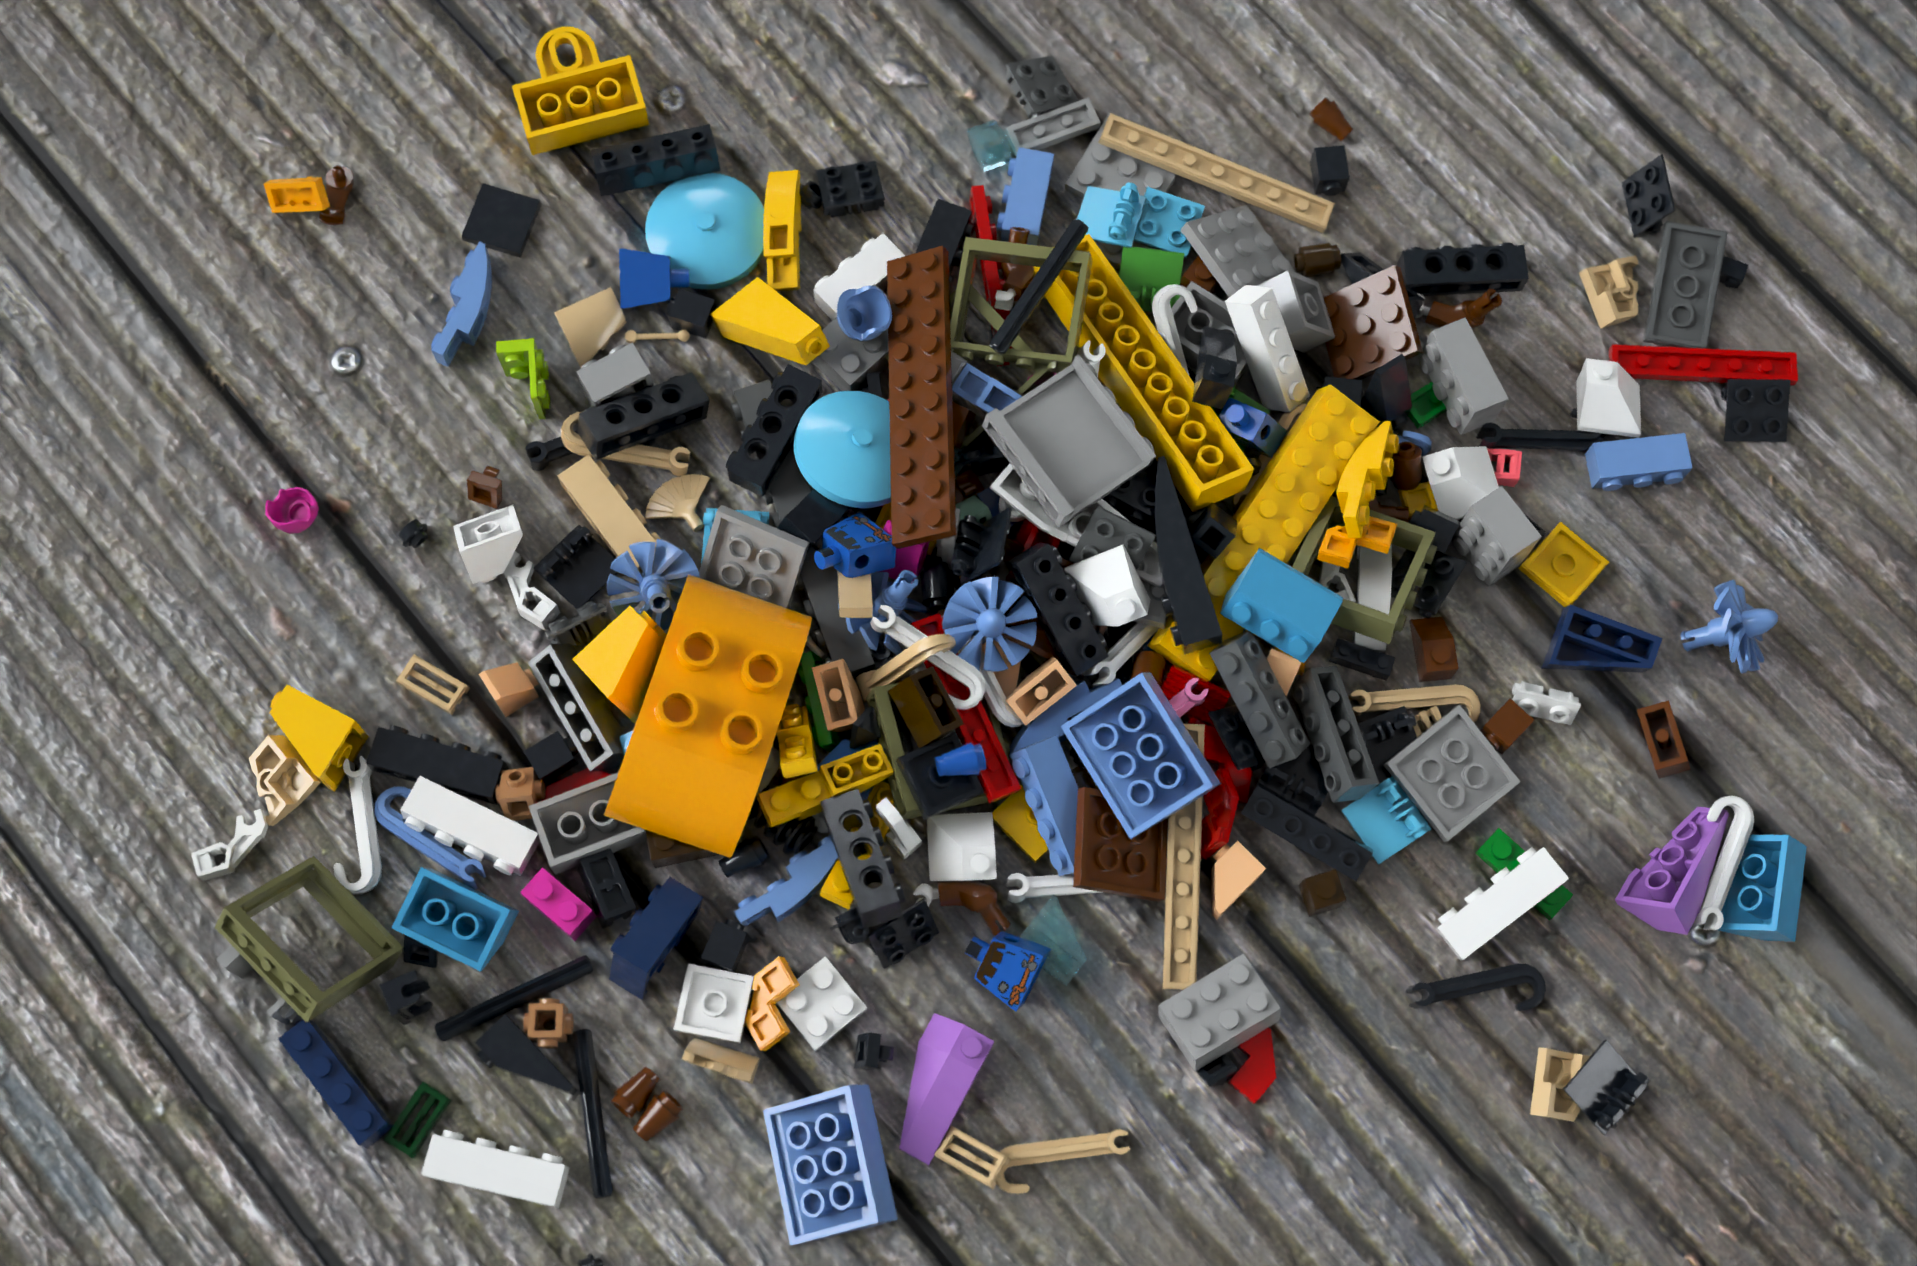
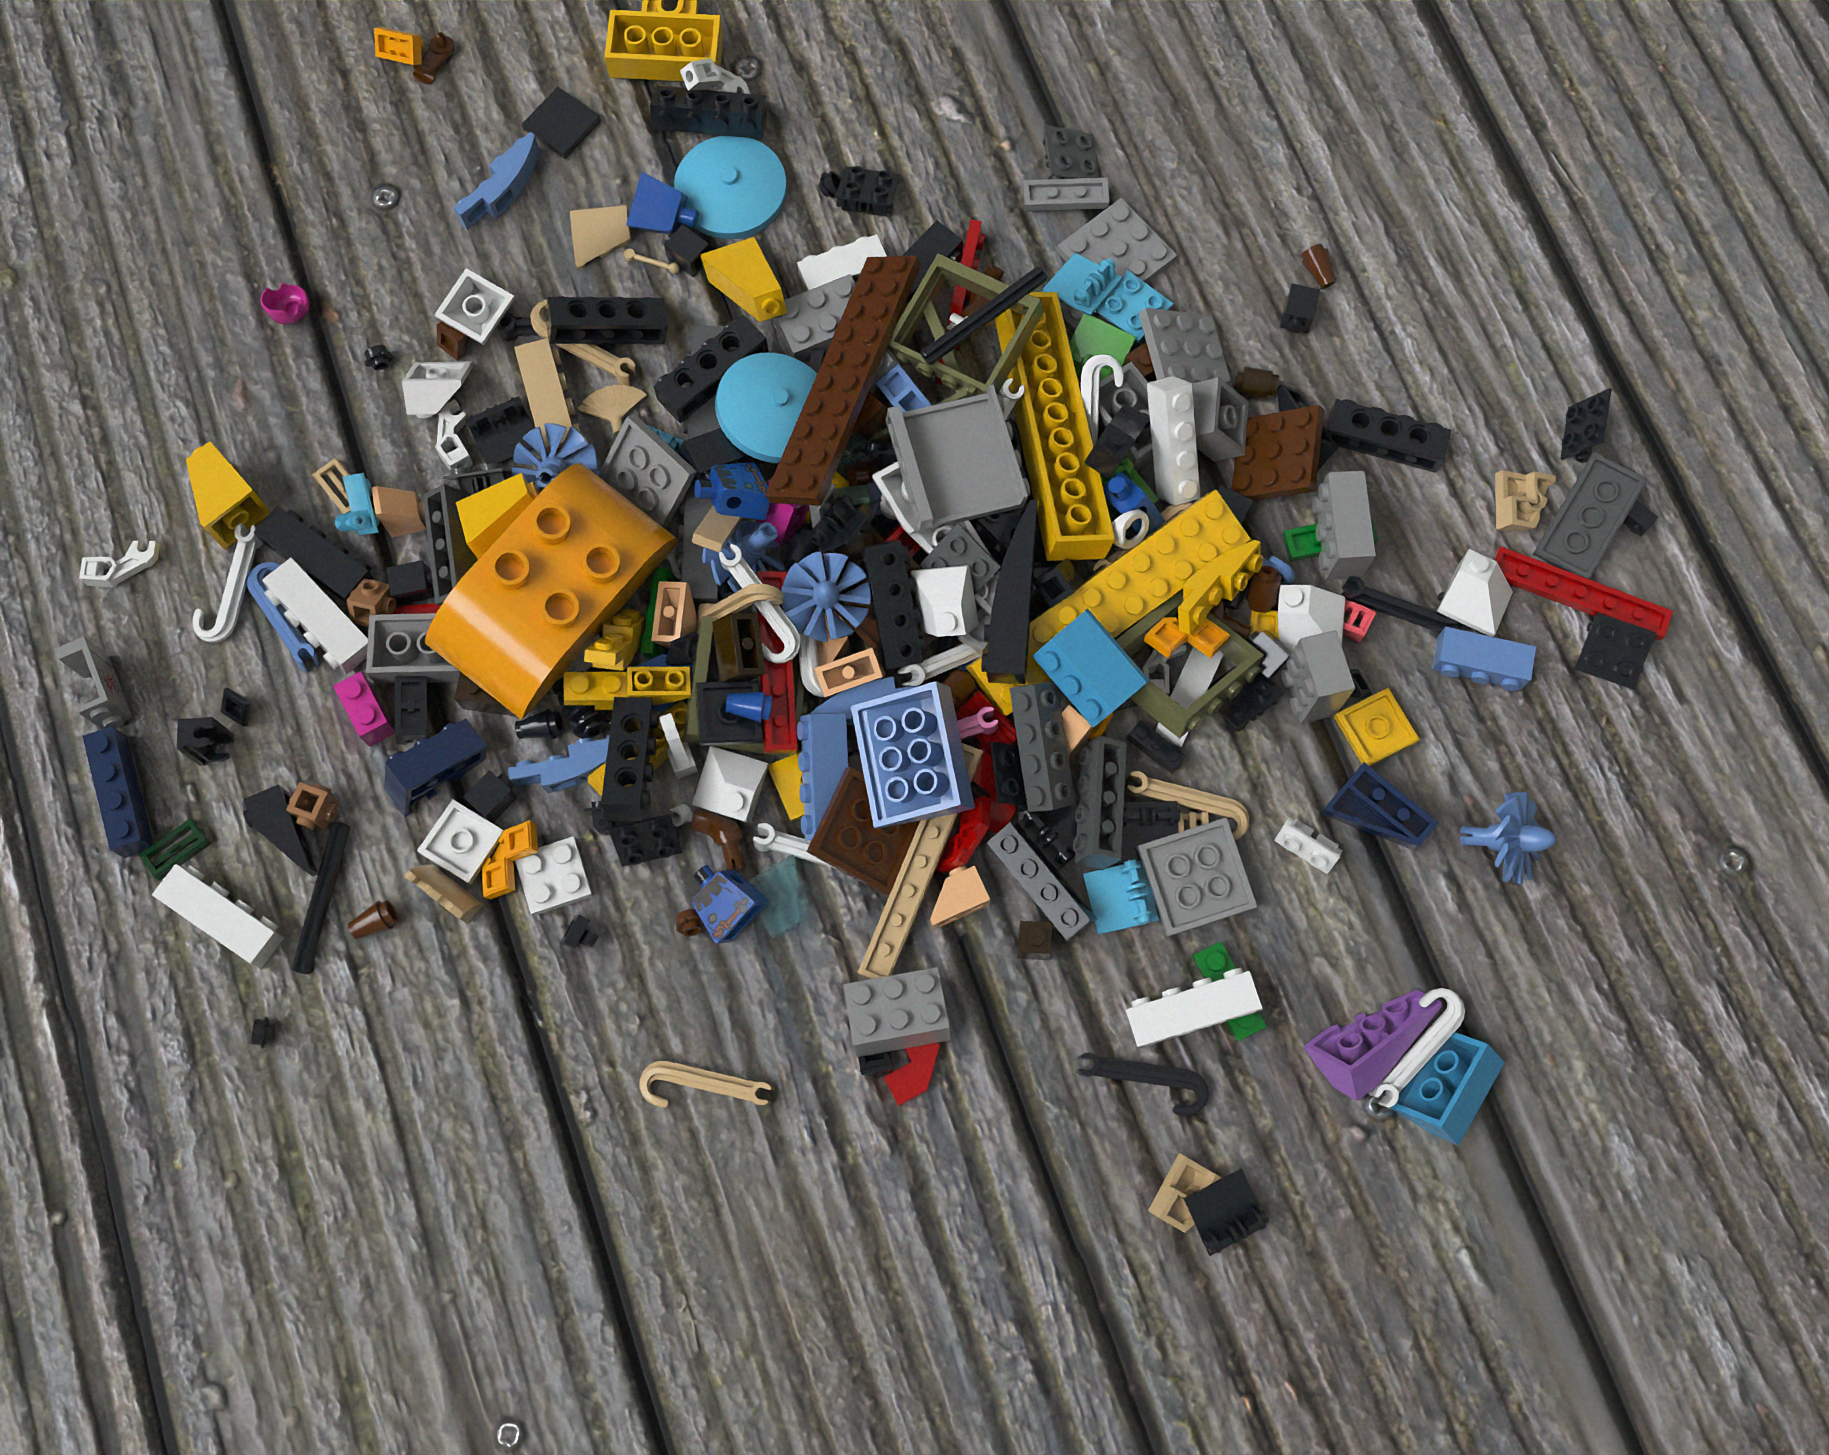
camera: 25 degrees right, 0 degrees up
(277, 967) = (111, 713): olive window -> none
(281, 777) = (181, 523): tan slope -> none
(454, 918) = (272, 688): dark azure slope -> none
(469, 696) = (362, 515): none -> medium azure hinge
(500, 447) = (474, 306): none -> white slope
(513, 998) = (294, 775): black axle -> none
(521, 359) = (528, 245): lime bracket -> none
(614, 375) = (594, 276): light grey brick -> none
(635, 1092) = (363, 893): reddish brown cone -> none
(643, 121) = (705, 73): none -> white piece
(782, 230) = (791, 203): yellow slope -> none
(829, 1164) = (503, 1017): medium blue slope -> none
(864, 313) = (824, 291): medium blue helmet -> none
(941, 1078) = (631, 980): medium lavender wedge -> none
(978, 1000) = (689, 923): none -> reddish brown plate
(989, 145) = (1003, 191): clear light blue brick -> none
(995, 1171) = (641, 1076): tan tile -> none
(1027, 193) = (1020, 241): medium blue brick -> none
(1216, 173) = (1195, 278): tan tile -> none
(1254, 449) = (1123, 522): none -> white piece
(1389, 393) = (1271, 518): black slope -> none
(1433, 649) = (1224, 761): reddish brown slope -> none
(1474, 311) = (1377, 475): reddish brown arm -> none
(1506, 726) = (1263, 852): reddish brown brick -> none
(1663, 739) = (1406, 916): reddish brown brick -> none

